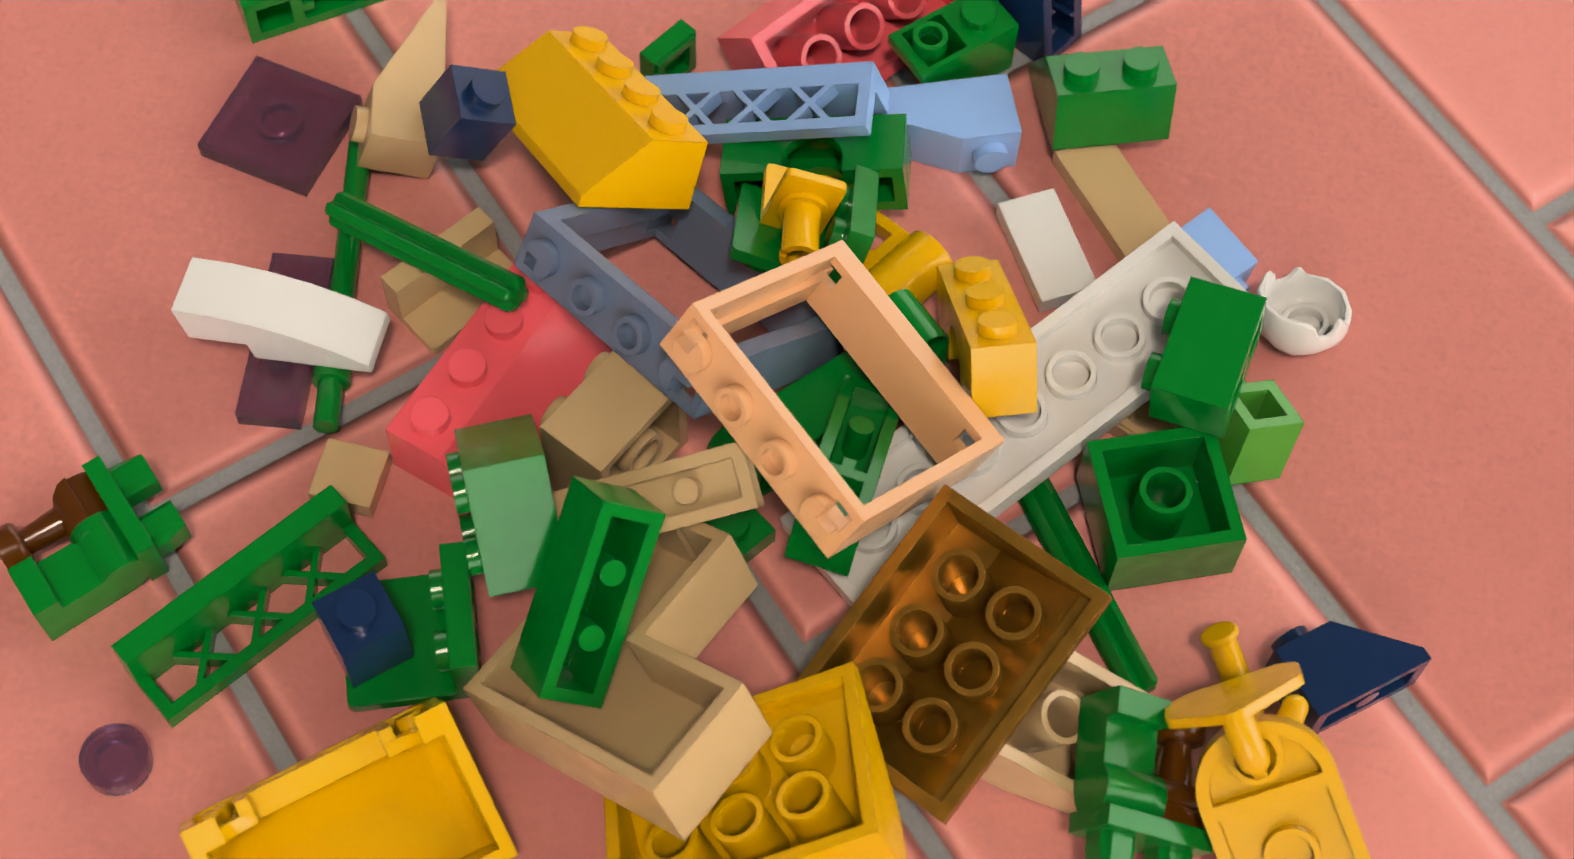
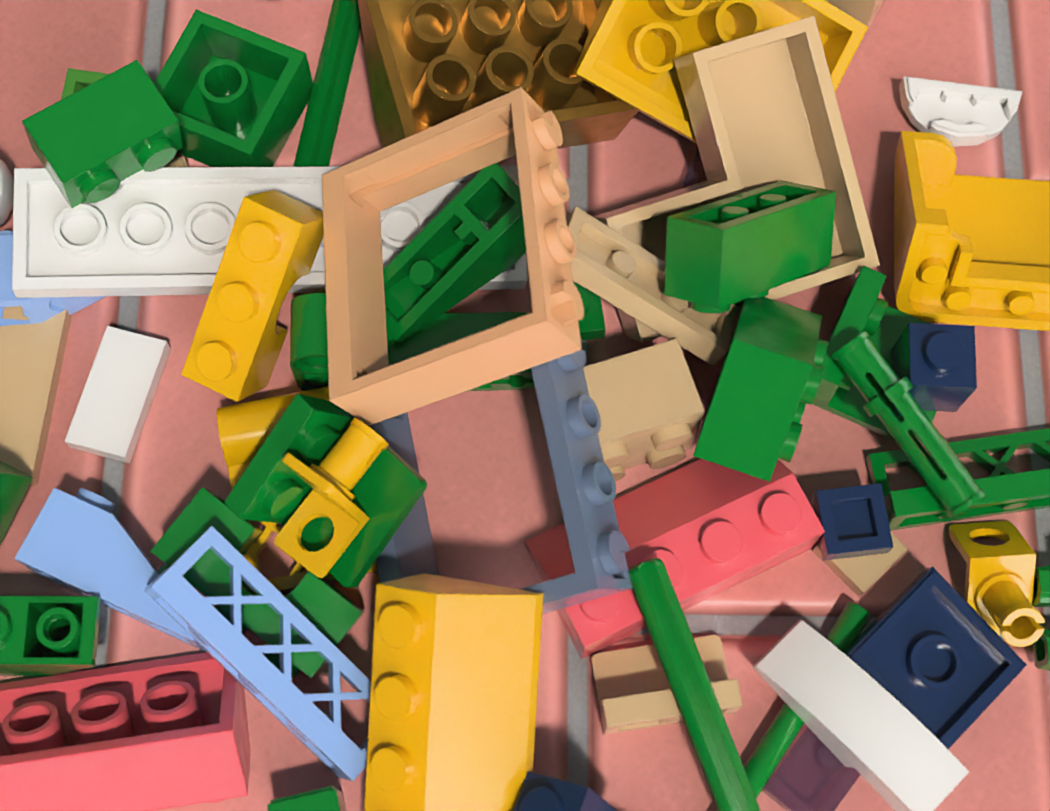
camera: 145 degrees left, 10 degrees up
(208, 496) = (1000, 579): none -> yellow bracket
(242, 408) = (936, 656): none -> dark blue tile
(367, 468) = (852, 521): none -> dark blue plate
(383, 547) = (956, 487): none -> green pin

